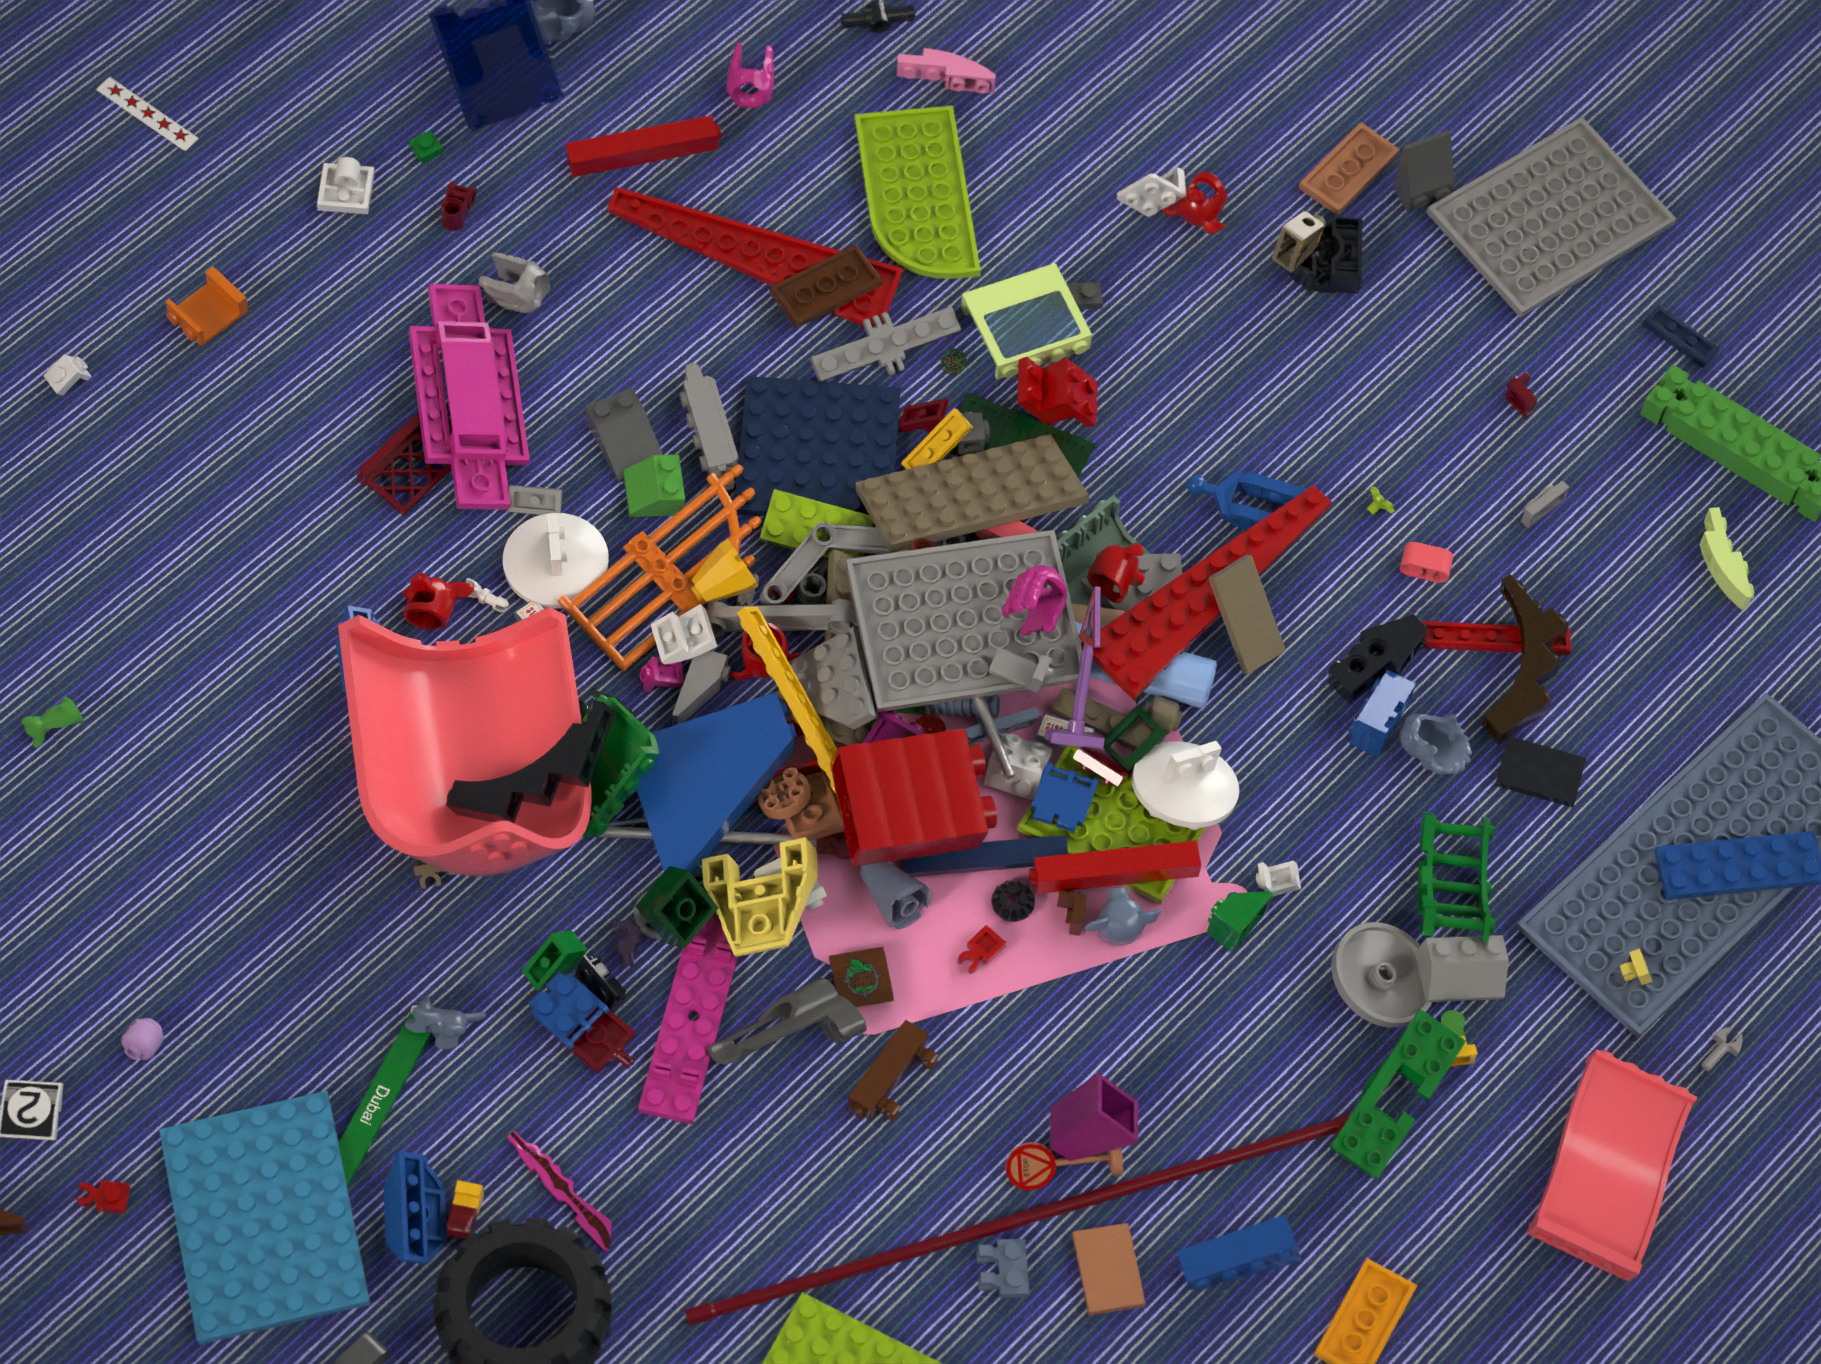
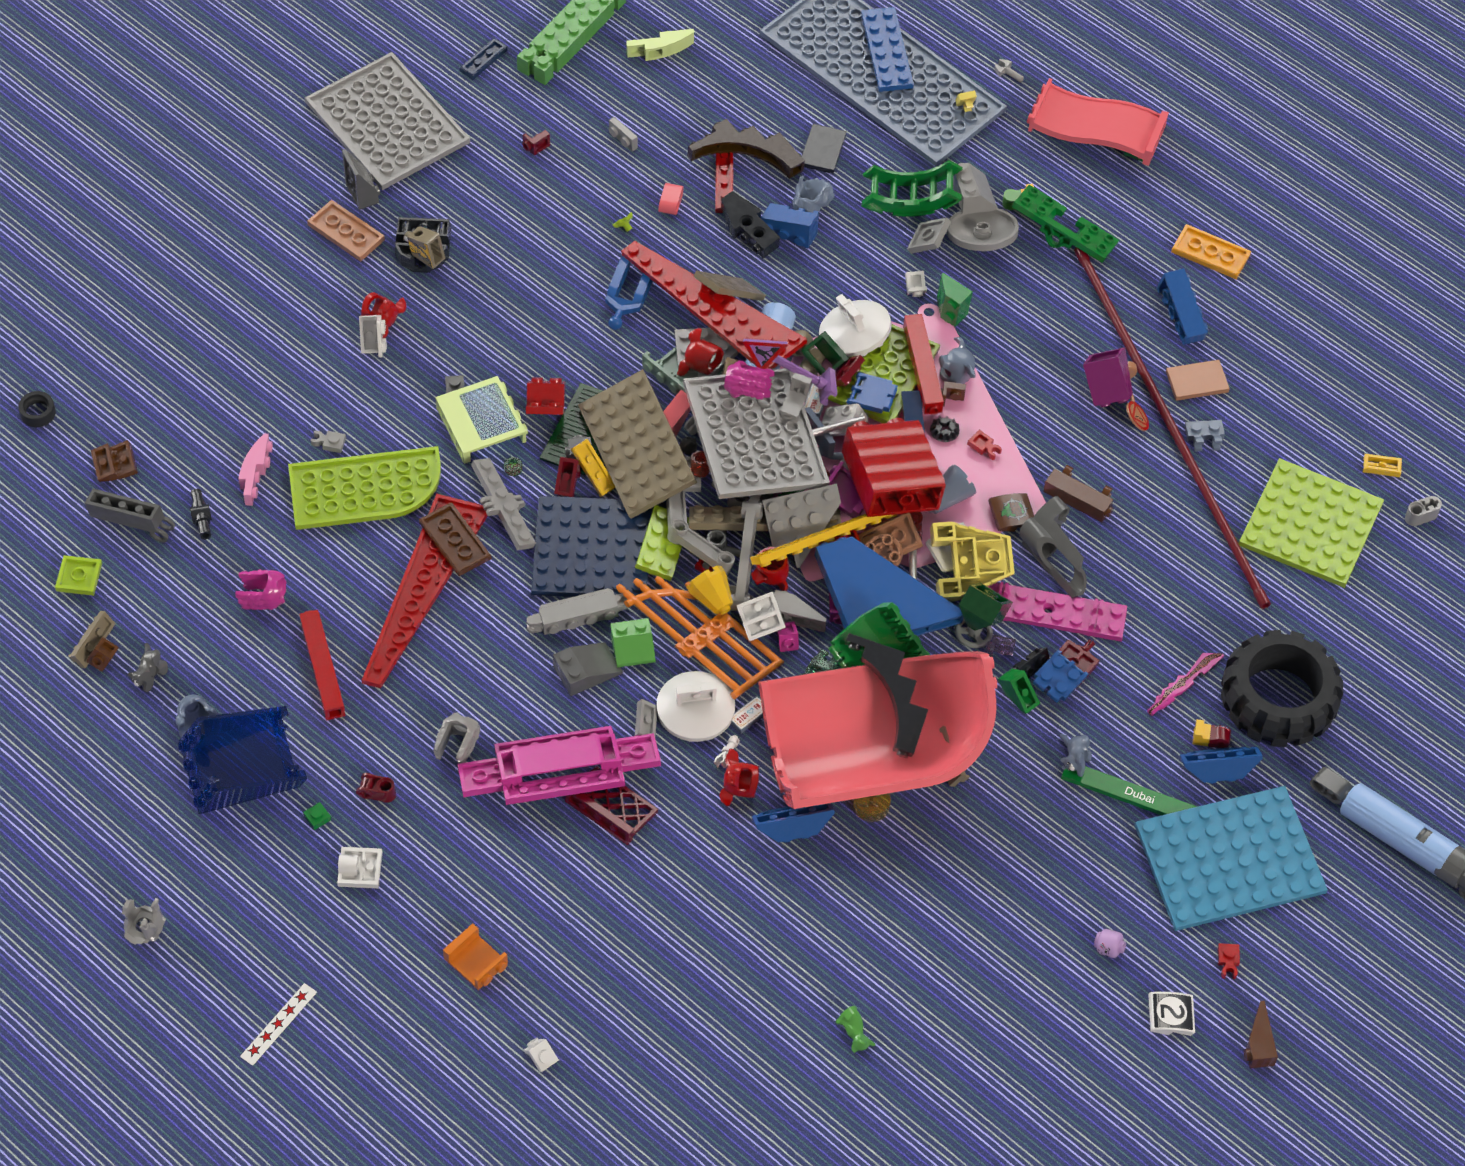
camera: 90 degrees left, 5 degrees down
(995, 156) = (331, 441): none -> light grey plate
(1367, 898) = (929, 235): none -> light grey plate

